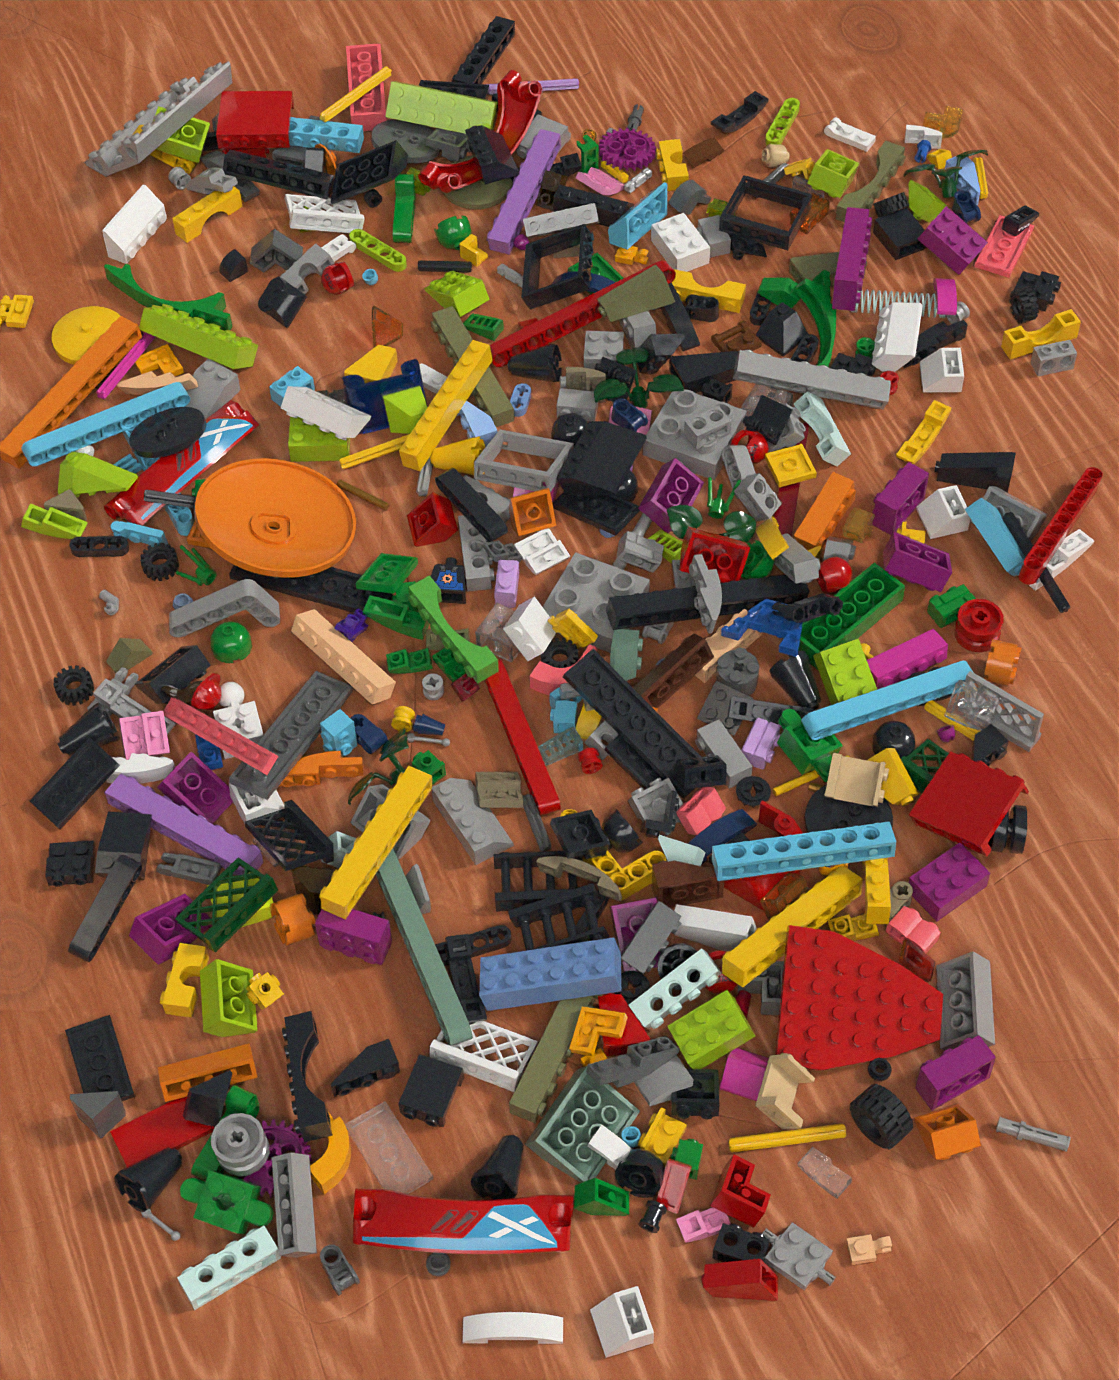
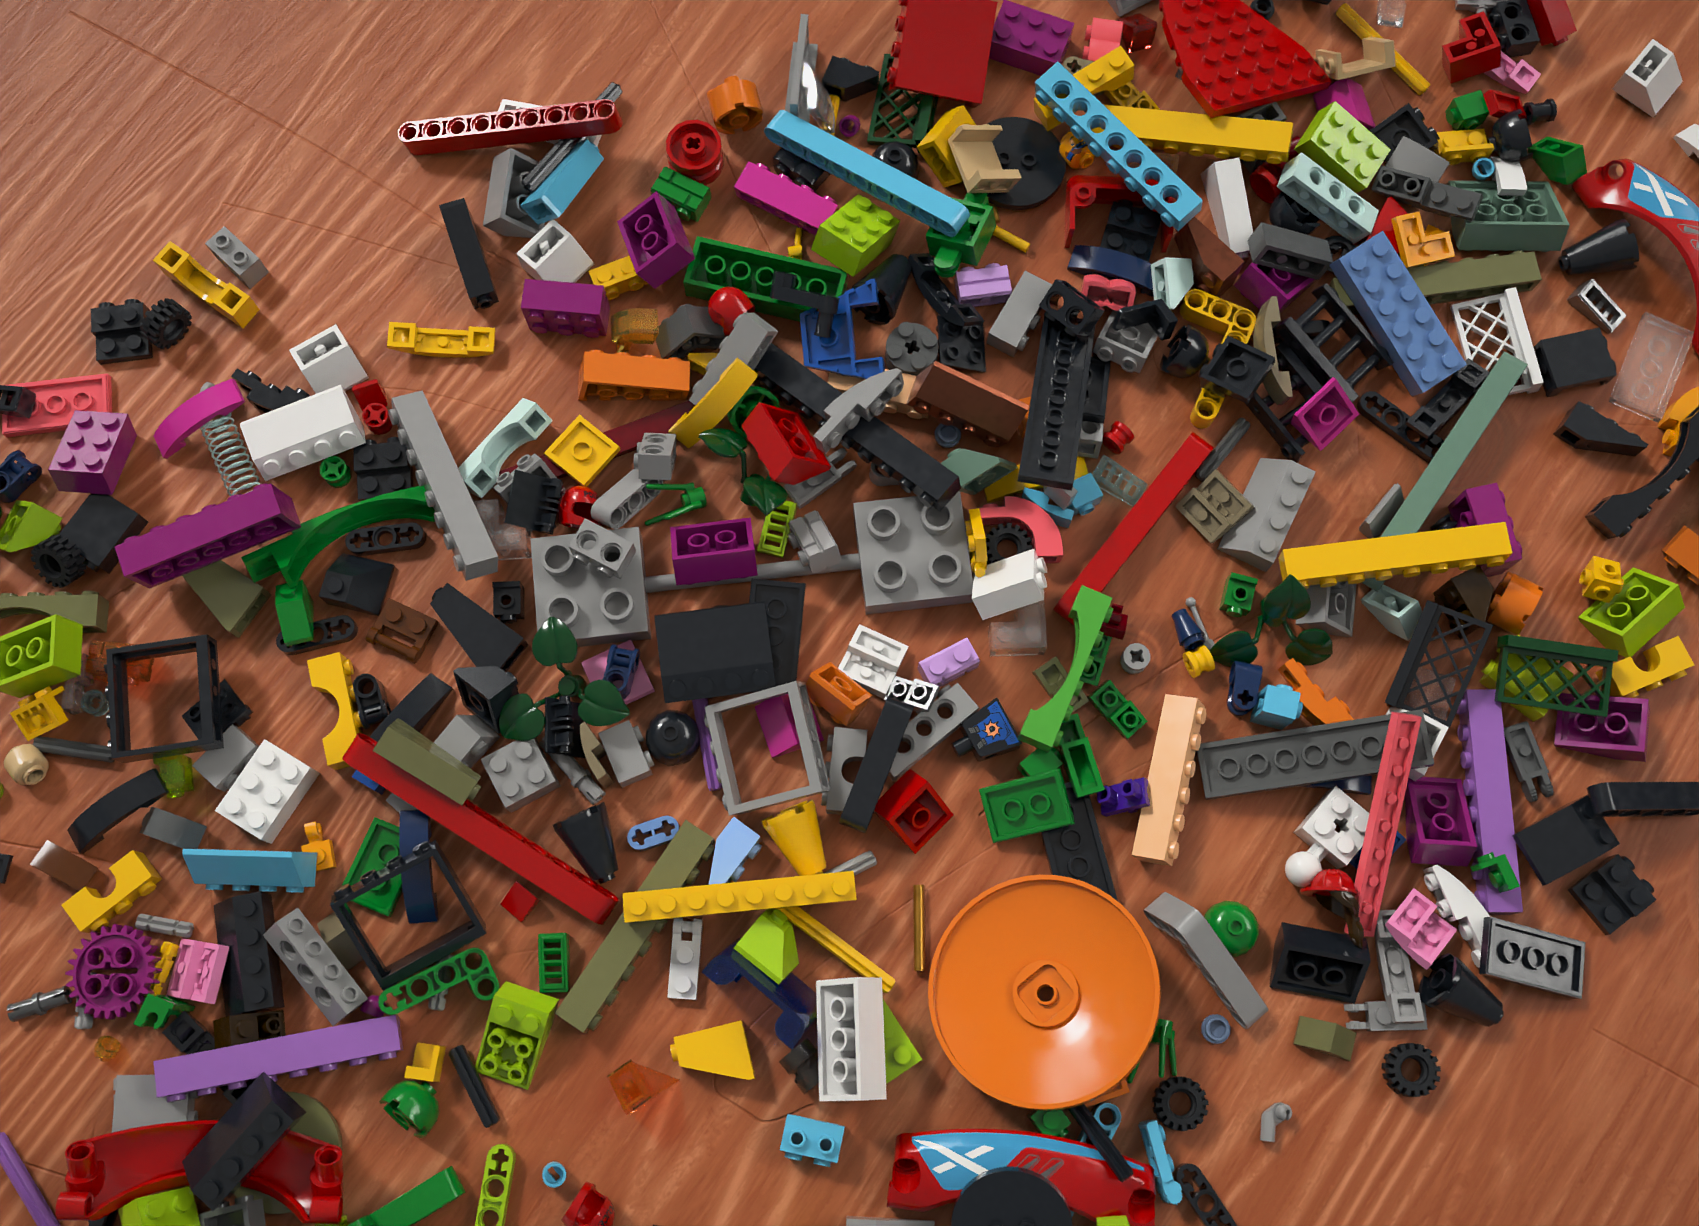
camera: 125 degrees left, 20 degrees up
(138, 786) = (1500, 872): none -> green bracket
(474, 1150) = (1591, 311): none -> flat silver slope
(510, 878) = (1325, 415): none -> dark pink slope
(513, 245) = (435, 986): none -> green beam
(718, 180) = (115, 807): none -> black slope
(760, 786) = (1044, 256): black gear -> none
(907, 386) = (369, 393): none -> red slope

